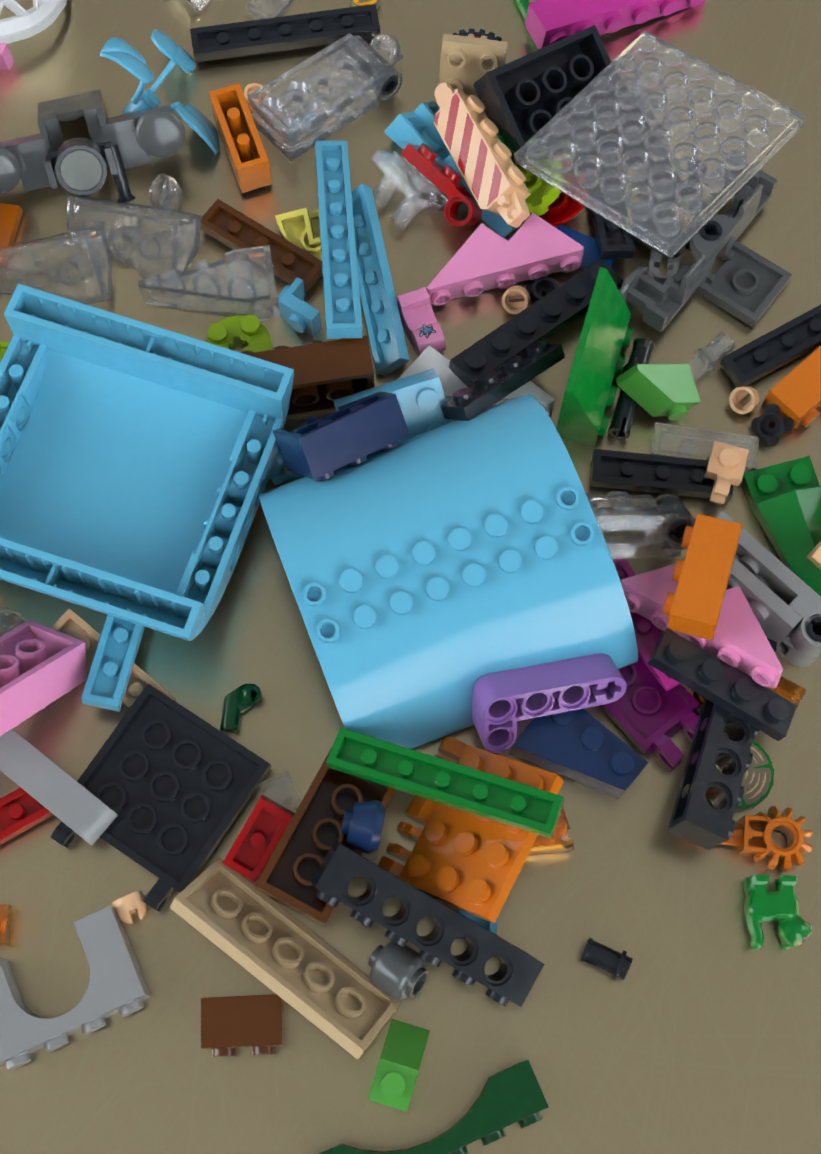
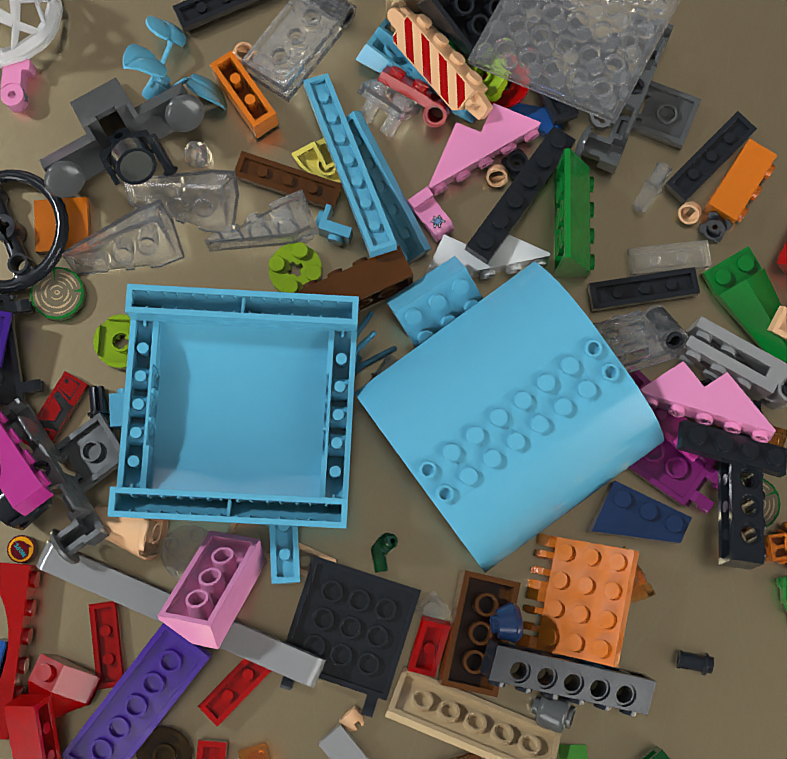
camera: 15 degrees left, 10 degrees up
(343, 436) = (408, 337): dark blue wedge -> none
(446, 782) = (557, 578): green plate -> none
(500, 383) = (511, 254): black plate -> none
(541, 691) = (604, 489): medium lavender beam -> none
(626, 406) = (603, 212): black pin -> none
(661, 388) = (628, 223): bright green slope -> none
(702, 576) = (702, 375): orange brick -> none
(727, 468) = (690, 273): light nougat plate -> none

